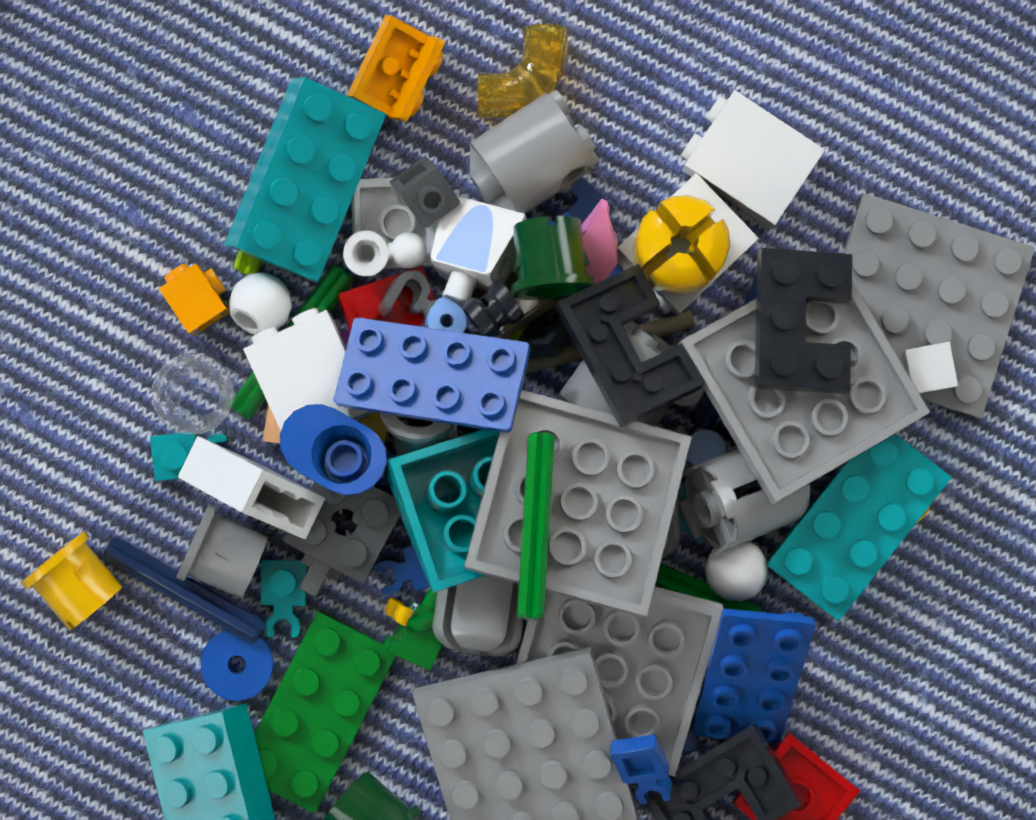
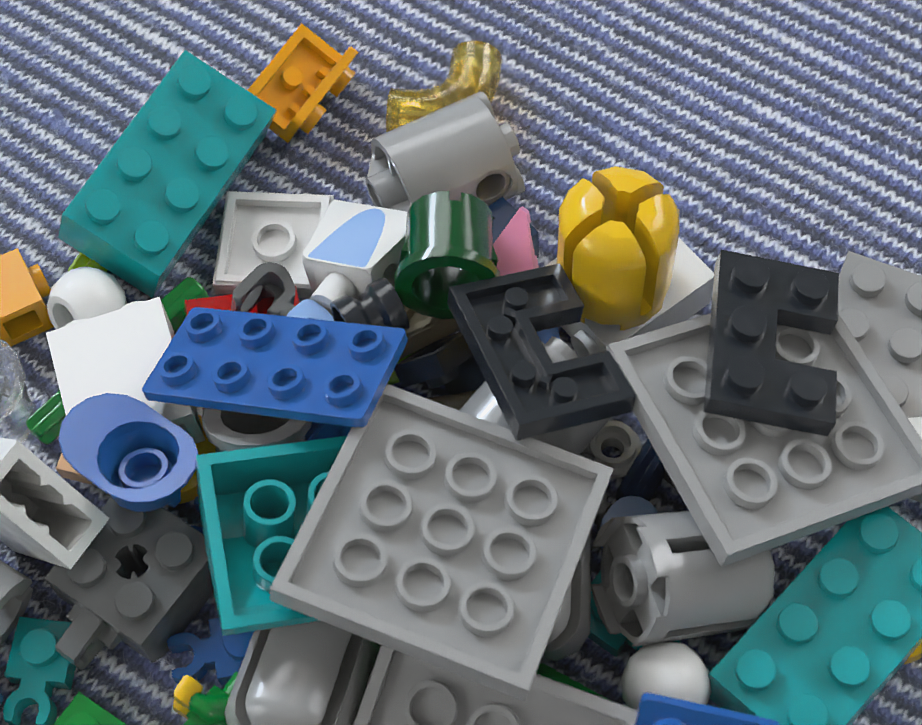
camera: 10 degrees right, 25 degrees down
(406, 250) = (236, 245): white plate -> none
(425, 192) = (309, 191): dark grey bracket -> none
(535, 526) = (378, 548): green axle -> none
(751, 158) = (722, 194): white brick -> none

